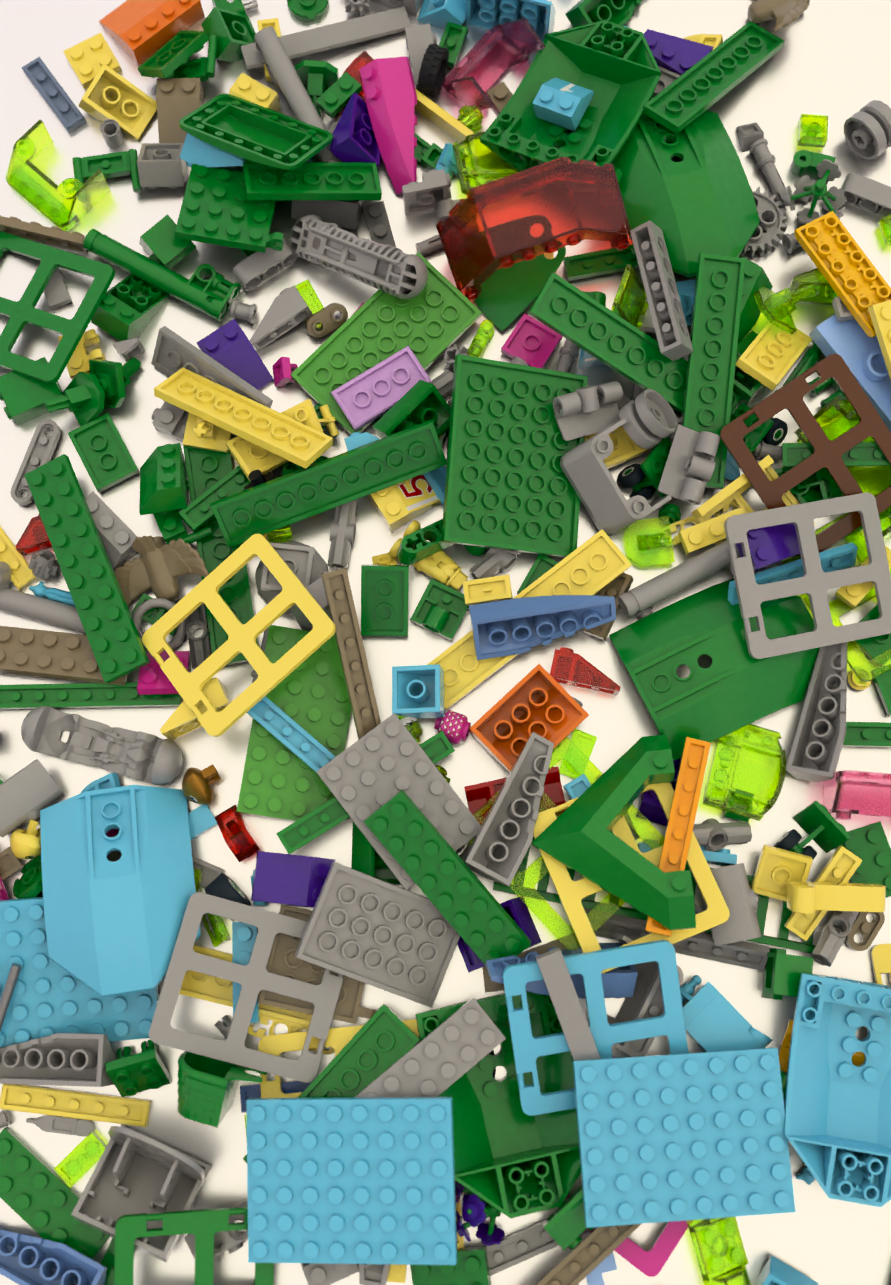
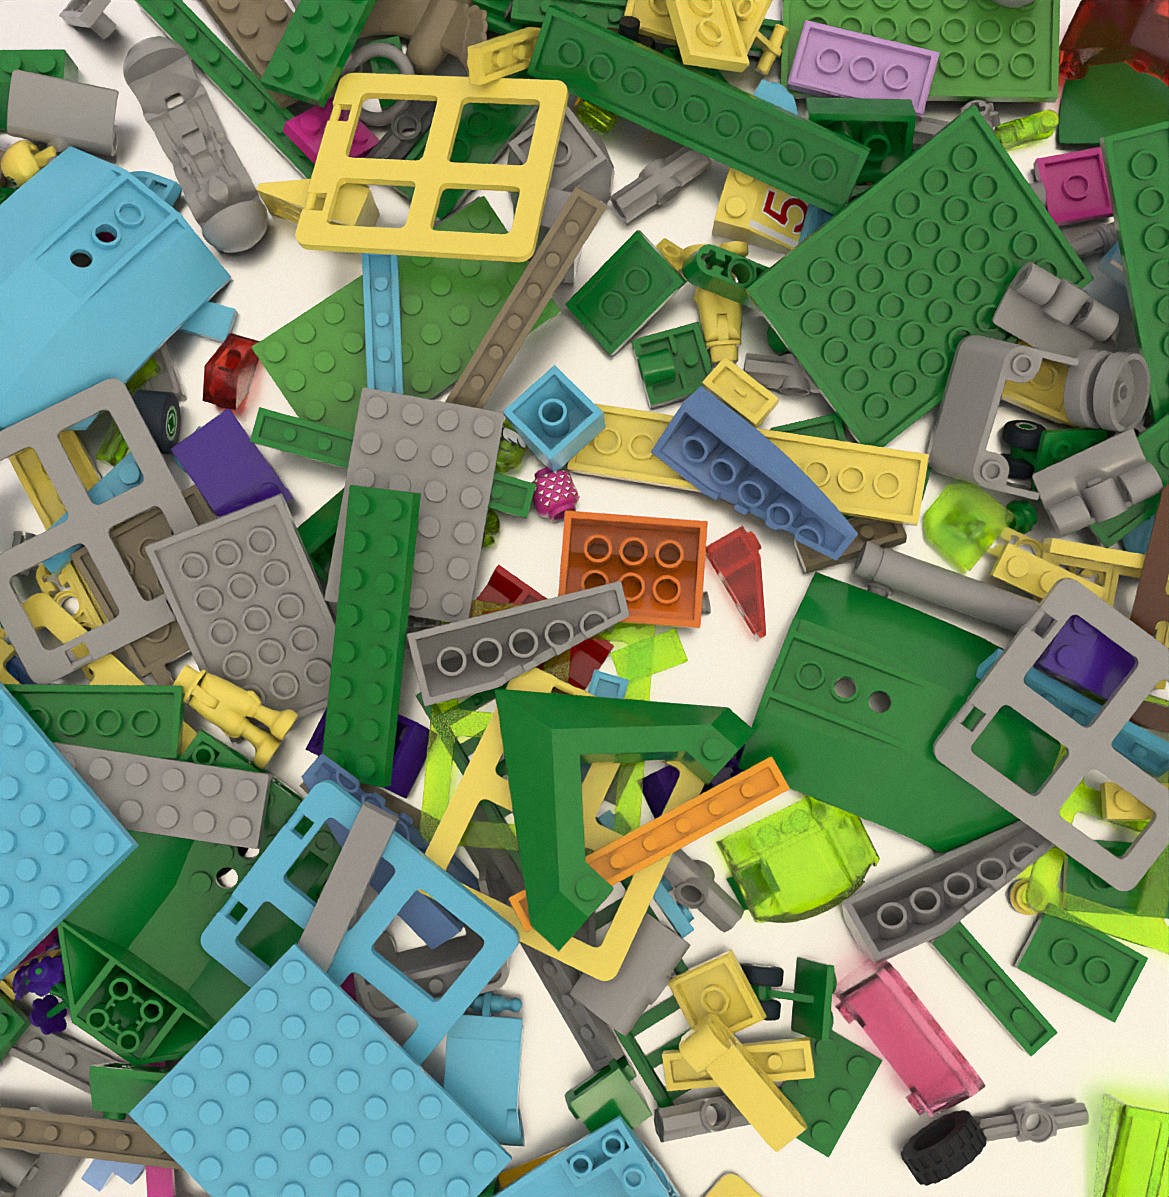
camera: 50 degrees right, 5 degrees up
(197, 782) = (245, 281): pearl gold piece -> none
(211, 550) = (501, 55): none -> light yellow plate
(413, 989) = (227, 708): none -> light yellow piece
(865, 929) = (743, 1148): dark tan plate -> none

